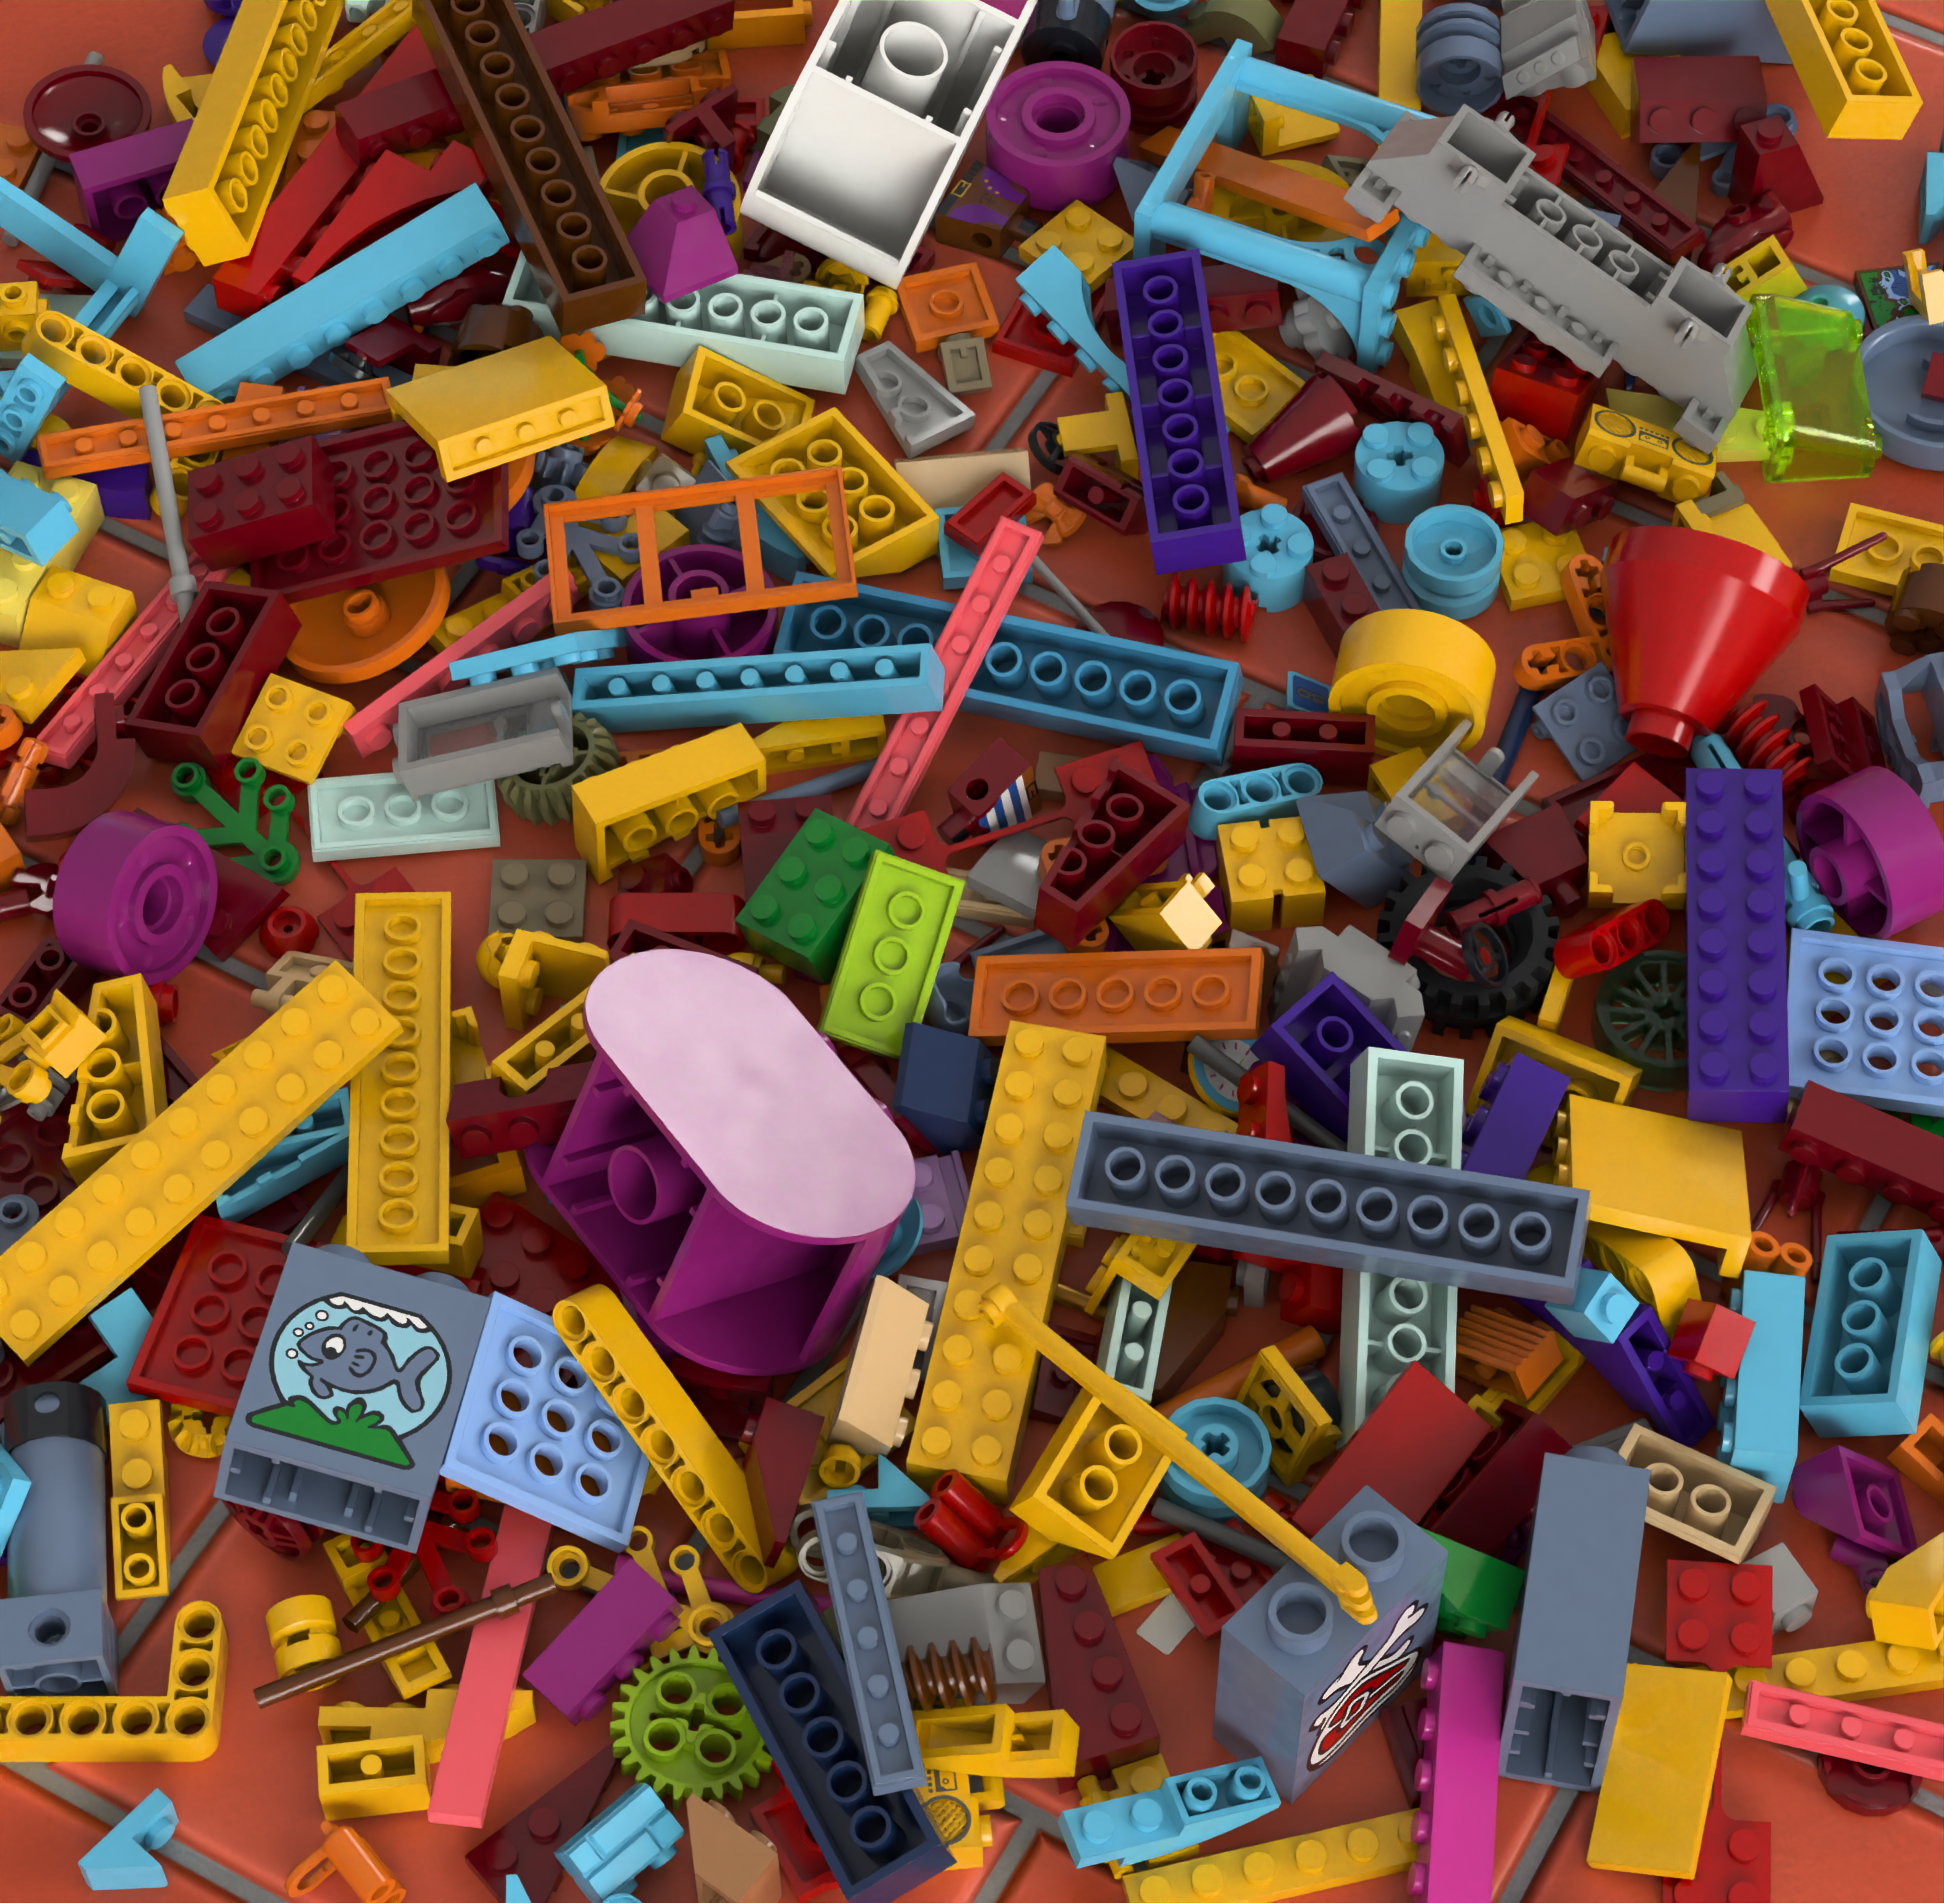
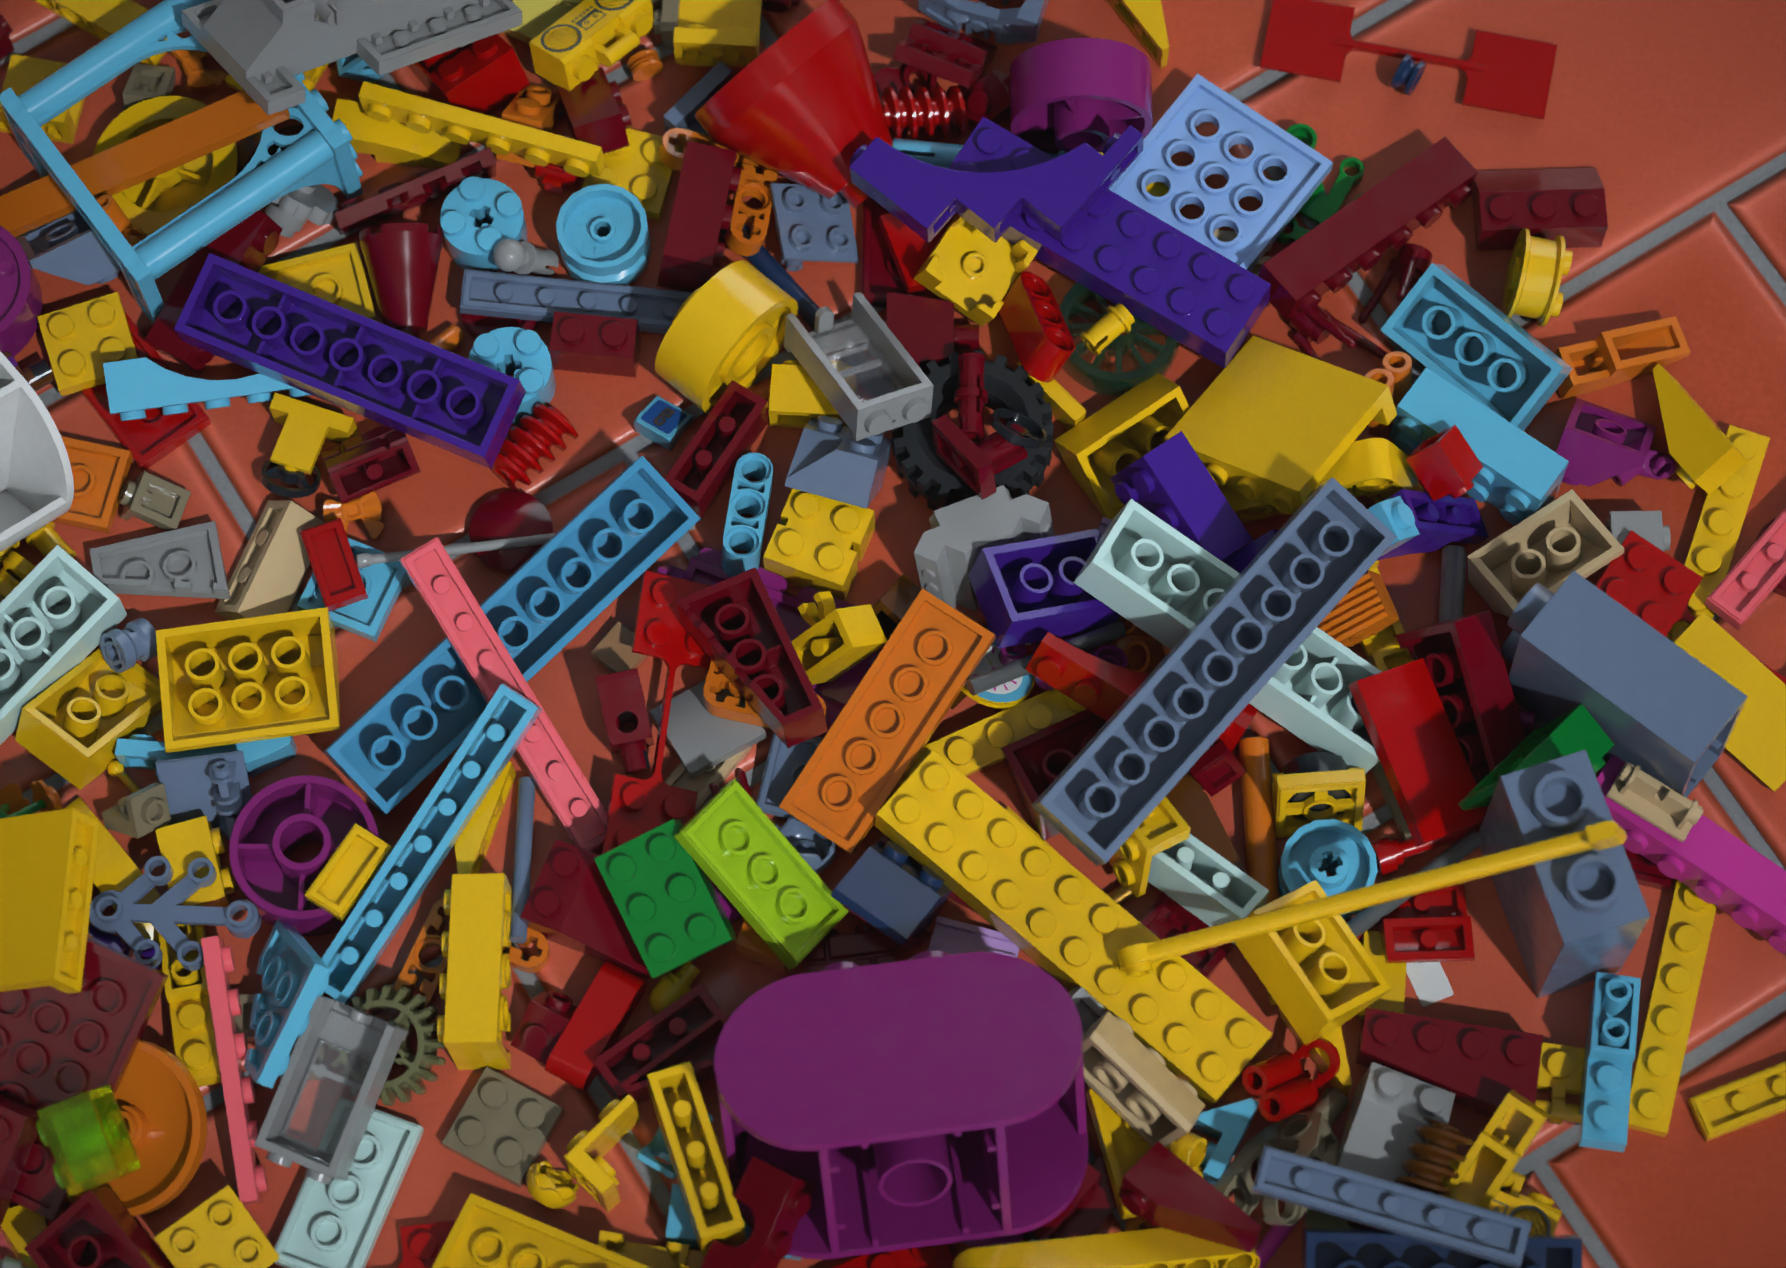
camera: 60 degrees left, 15 degrees up
(321, 562) = (87, 1140): none -> clear neon green brick
(692, 641) = (348, 872): none -> yellow tile
(704, 600) = (316, 840): orange door -> none
(813, 401) = (126, 646): none -> sand blue wheel
(1259, 1310) = (1217, 769): none -> dark red tile
(1376, 491) = (524, 258): none -> light grey pin
(1475, 1708) = (1655, 802): none -> tan hinge
(1528, 607) = (698, 216): none -> dark red wedge
(1651, 515) = (645, 65): none -> orange piece
(1651, 994) = (1108, 328): none -> yellow pin
(1739, 851) = (1049, 193): none -> dark purple arch

